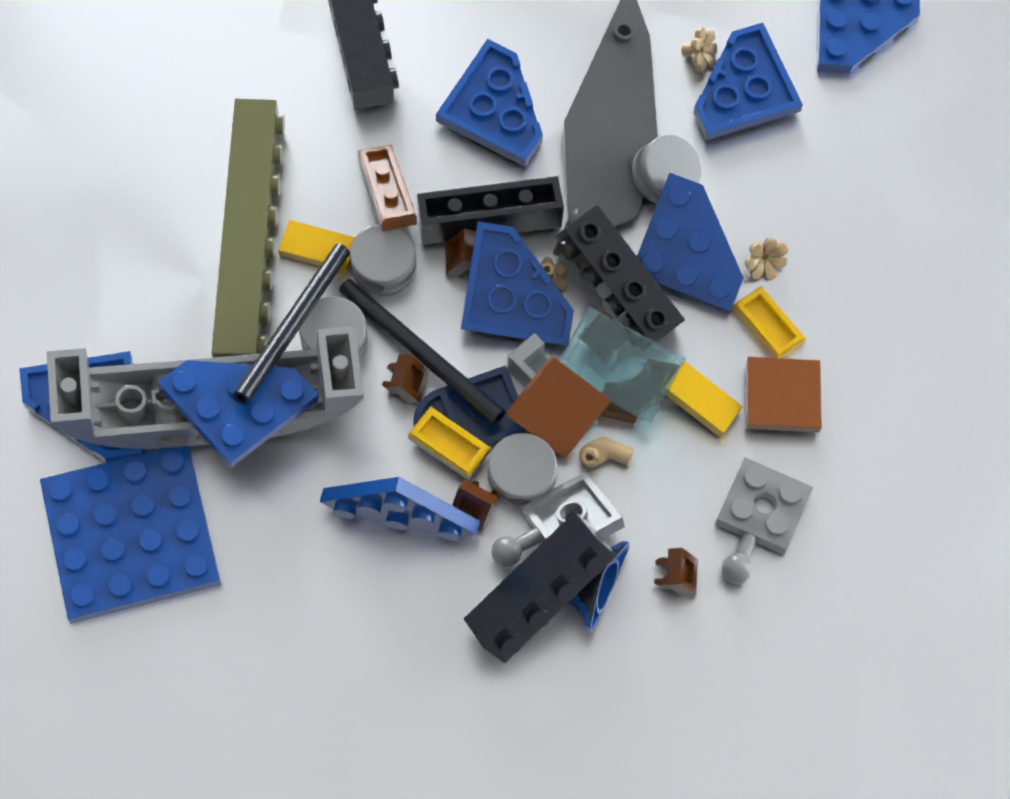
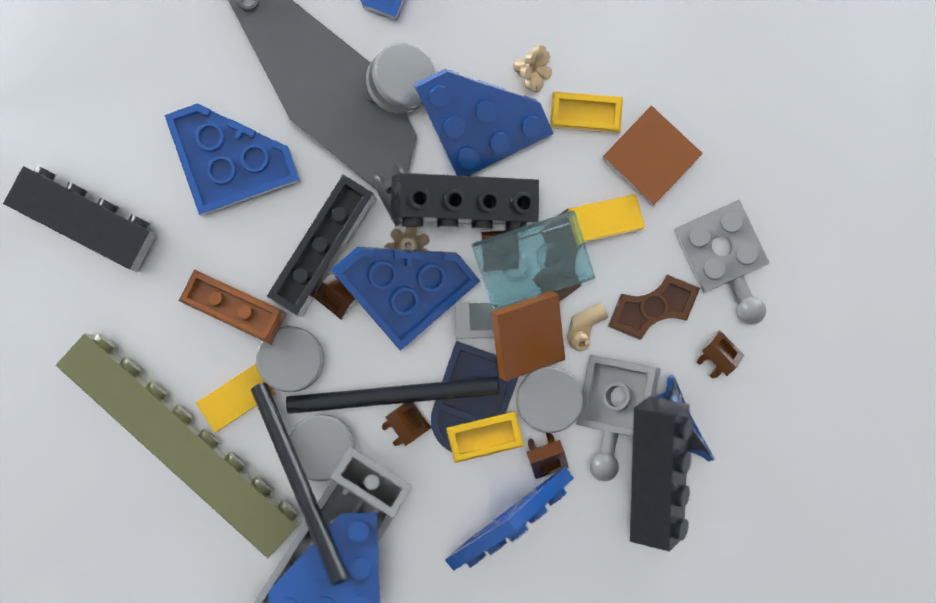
camera: 45 degrees left, 20 degrees up
(652, 486) = (638, 313): none -> reddish brown tile

